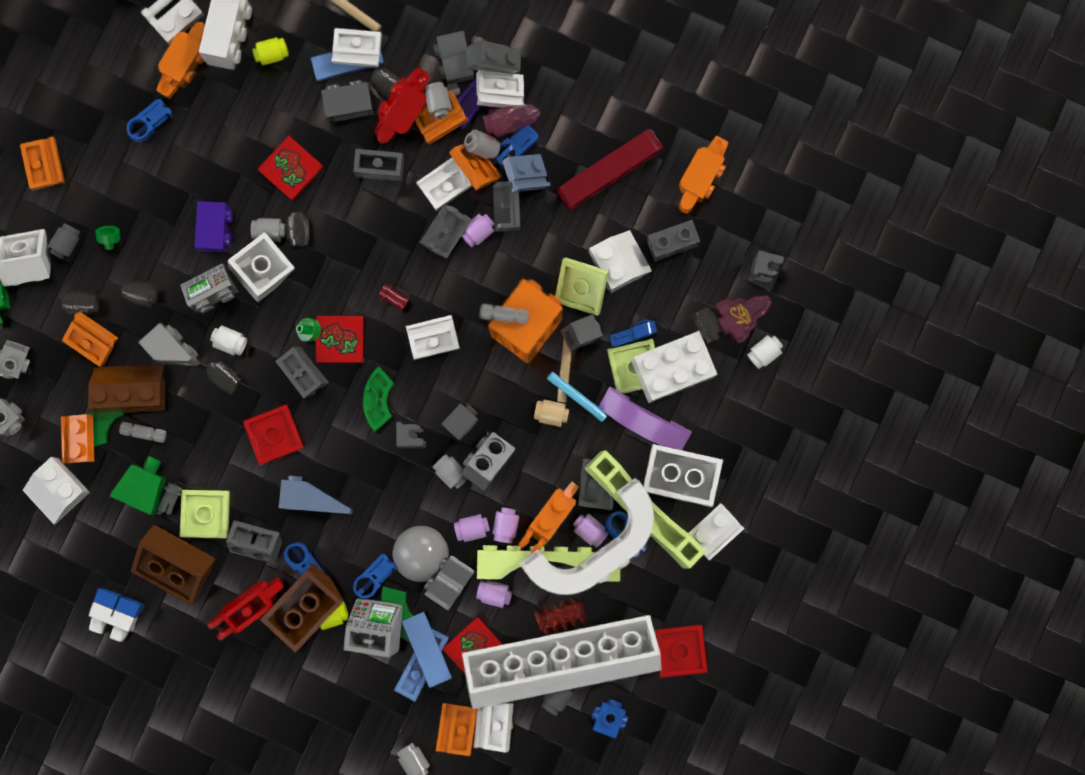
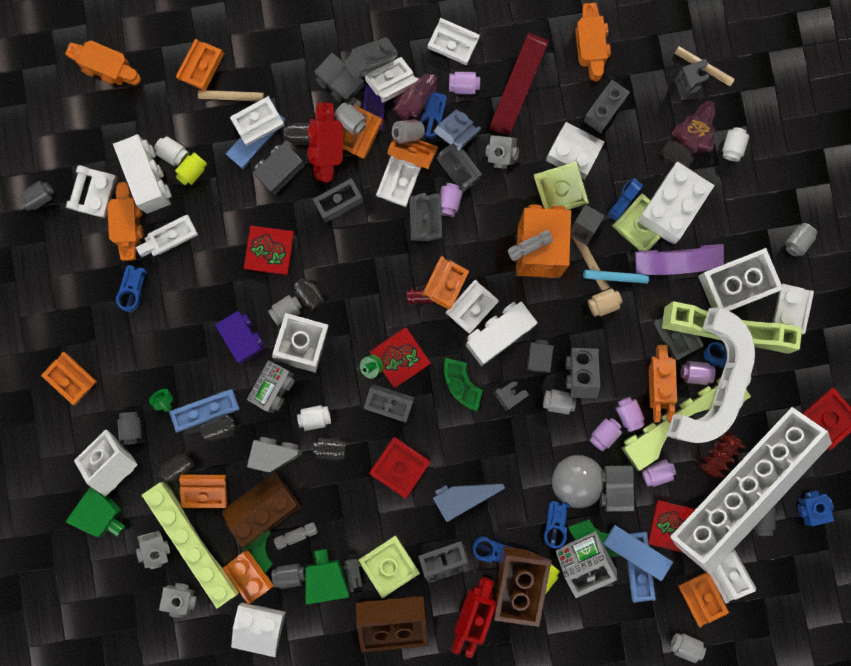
camera: 35 degrees left, 0 degrees up
(47, 344) = (198, 558): none -> yellowish green arch
(112, 462) = (288, 576): none -> dark grey brick
(139, 270) = (204, 410): none -> medium blue tile
(211, 97) = (168, 237): none -> white hinge
(264, 23) = (171, 151): none -> white brick
(423, 300) = (445, 283): none -> orange plate
(438, 376) = (500, 332): none -> white brick
(553, 218) = (500, 144): none -> light grey brick
(562, 135) = (464, 83): none -> lavender brick
(579, 92) = (453, 41): none -> white plate
(764, 475) = (801, 239): none -> light grey brick
(788, 264) = (691, 58): none -> tan bar

